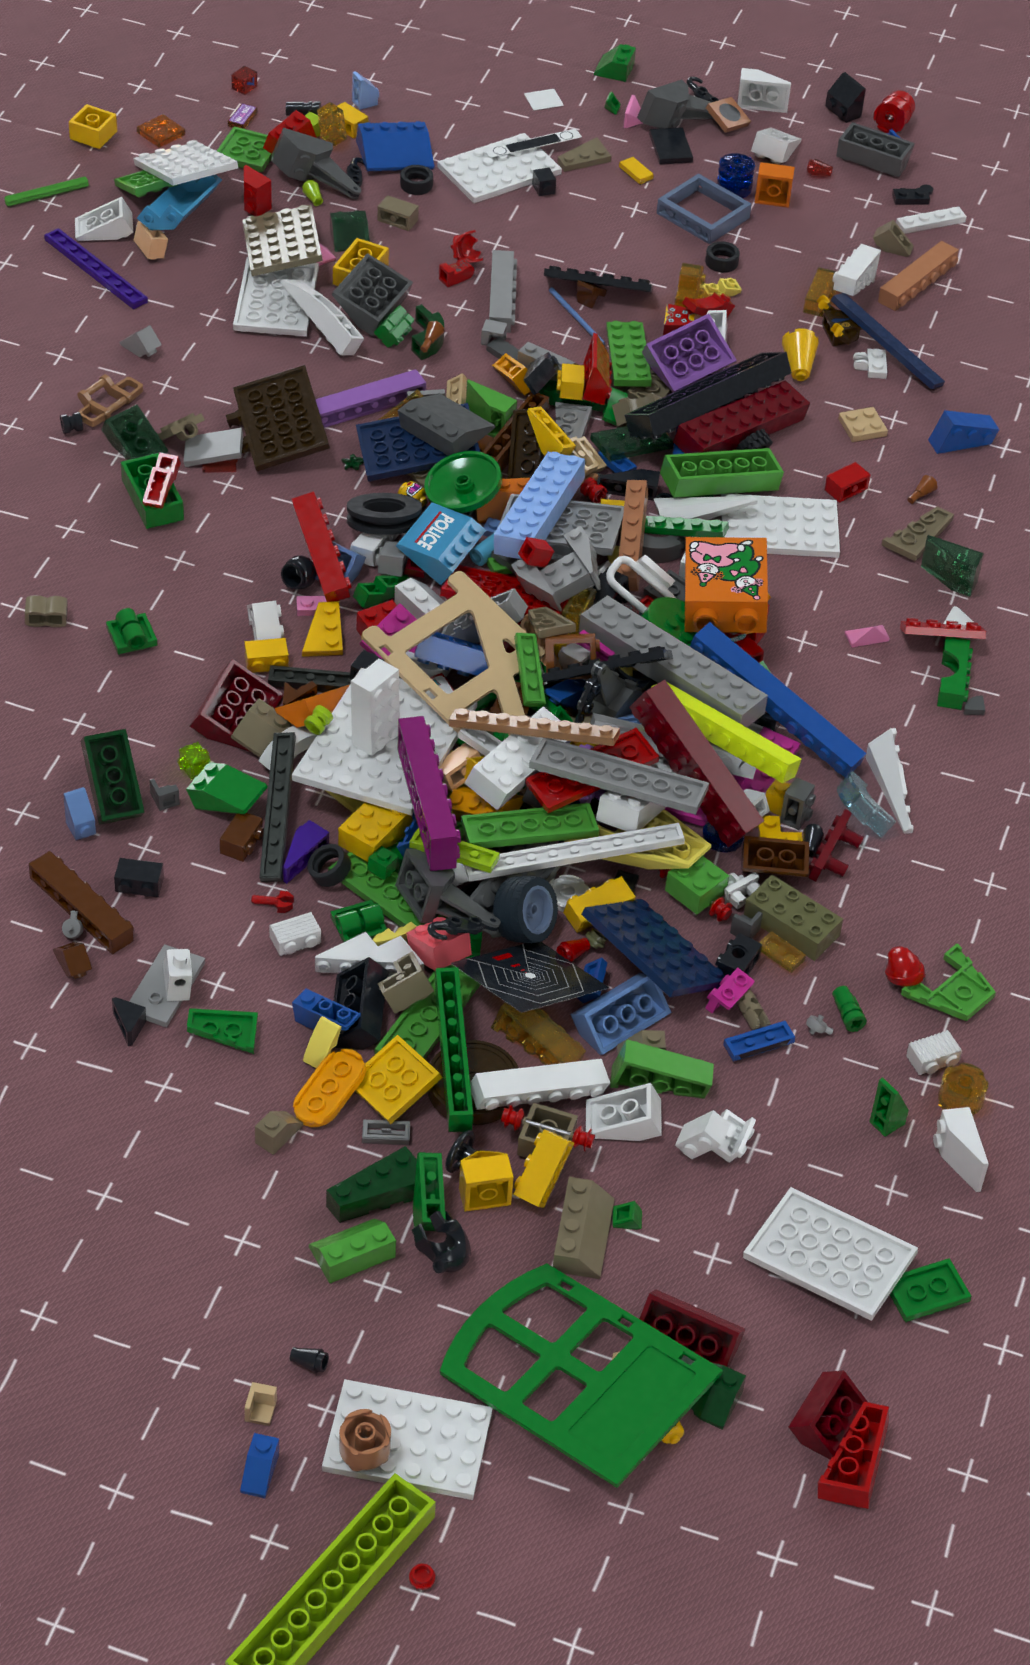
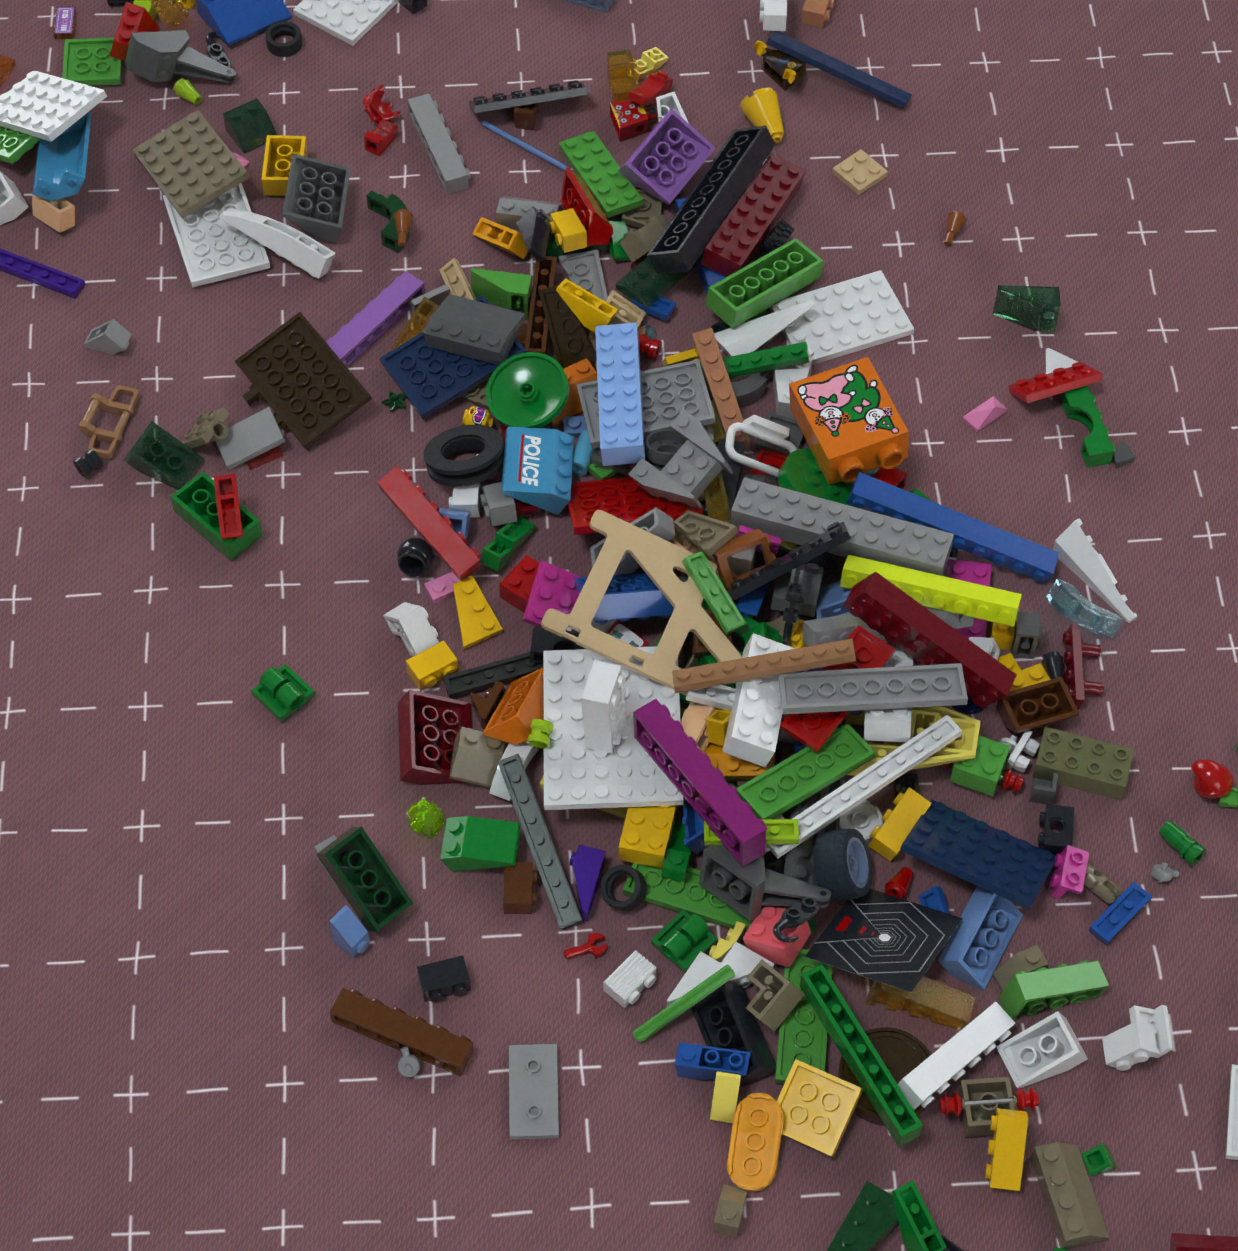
camera: 20 degrees left, 10 degrees up
(46, 611) = (183, 701): dark tan brick -> none
(73, 959) = (428, 1101): reddish brown slope -> none
(129, 1017) = (520, 1147): black slope -> none
(165, 796) = (416, 870): dark grey panel -> none
(175, 967) = (546, 1078): white torso -> none
(226, 1027) = (618, 1115): green wing -> none
(256, 192) = (132, 114): red slope -> none
(327, 962) = (683, 1003): none -> bright green axle
(386, 1135) = (834, 1174): light grey tile -> none
(394, 326) = (356, 226): green brick -> none
(398, 213) = (286, 86): dark tan brick -> none
(416, 597) = (556, 546): white slope -> none
(484, 1175) = (956, 1180): yellow piece -> none
(493, 329) = (455, 192): light grey panel -> none
(500, 347) = (473, 211): dark grey tile -> none
(536, 552) = (652, 454): red brick -> none
(596, 939) = (914, 864): olive plate -> none
(616, 482) = (682, 324): black slope -> none
(719, 264) = (630, 14): black tyre -> none
(782, 952) = (1090, 805): clear yellow plate -> none
(821, 285) = (745, 32): clear yellow brick -> none
(847, 482) = (881, 245): red brick -> none
(873, 362) = (833, 96): white hinge -> none
(912, 540) = (976, 280): dark tan wing -> none
(962, 431) = (959, 148): blue wedge -> none

